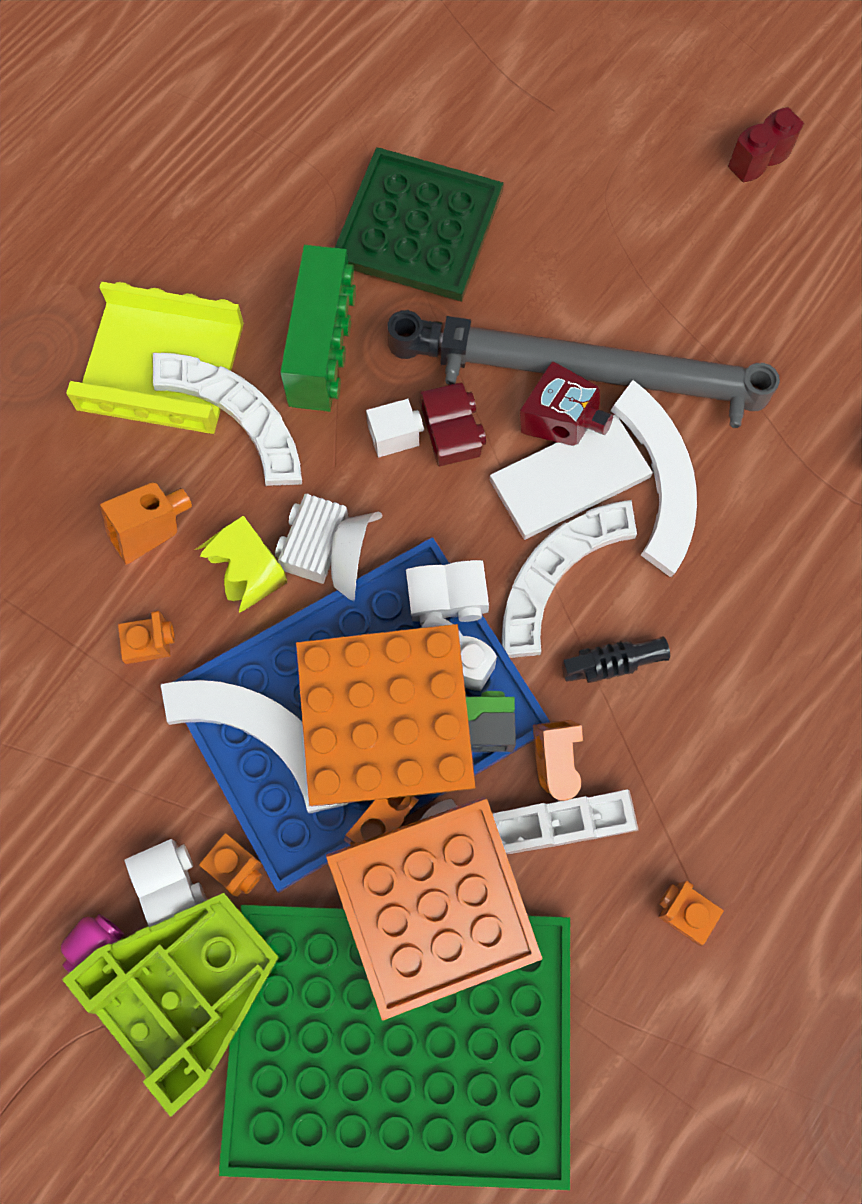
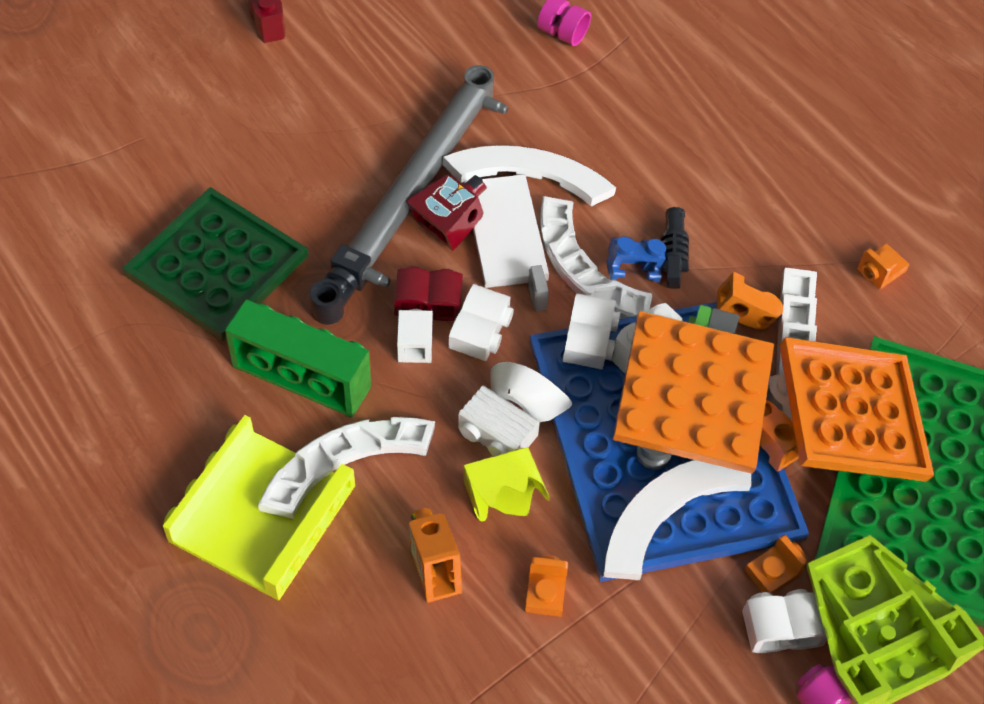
camera: 75 degrees left, 15 degrees down
(432, 484) = (480, 322): none -> white brick
(499, 528) = (538, 288): none -> light grey tile
(579, 616) = (646, 253): none -> blue piece

